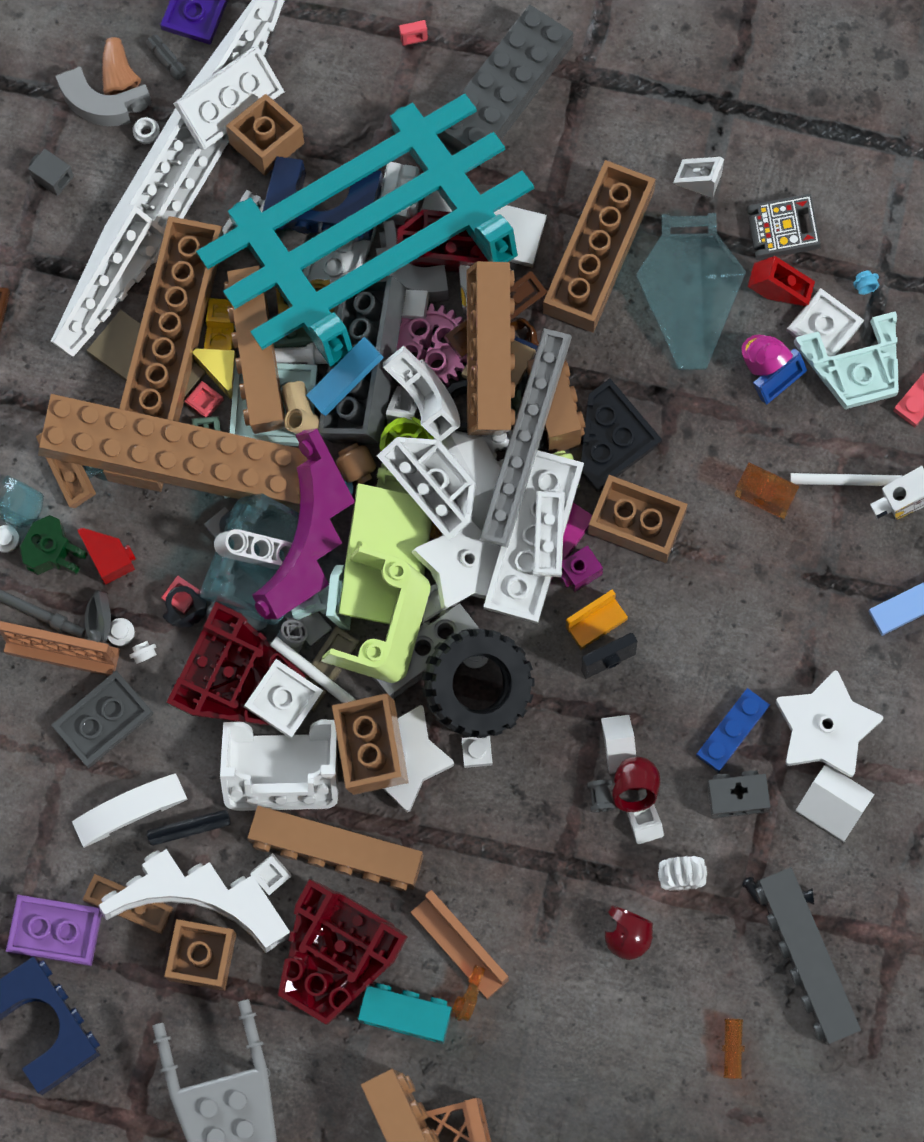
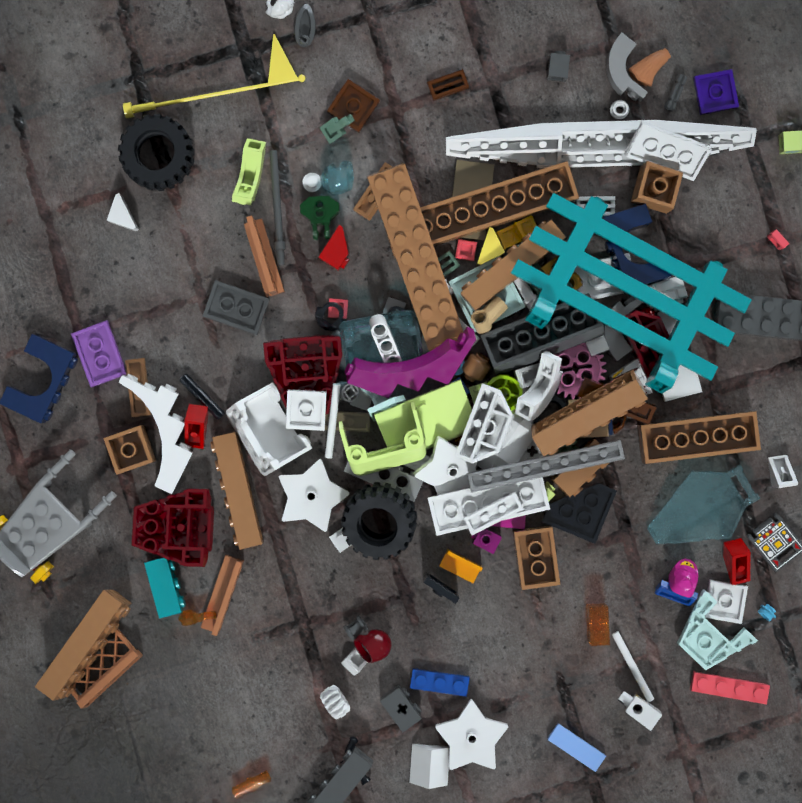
camera: 55 degrees right, 15 degrees up
(98, 617) = (293, 268): dark grey arm -> none
(121, 632) = (294, 286): white plate -> none
(128, 808) = (193, 355): white slope -> none
(143, 652) = (289, 307): white plate -> none
(221, 853) = (196, 426): none -> red slope
(270, 874) = (201, 461): white plate -> none
(345, 376) = (523, 332): dark azure tile -> none
(370, 744) = (305, 479): medium nougat brick -> none
(618, 740) = (395, 619): white slope -> none
(631, 936) = (283, 692): dark red helmet -> none

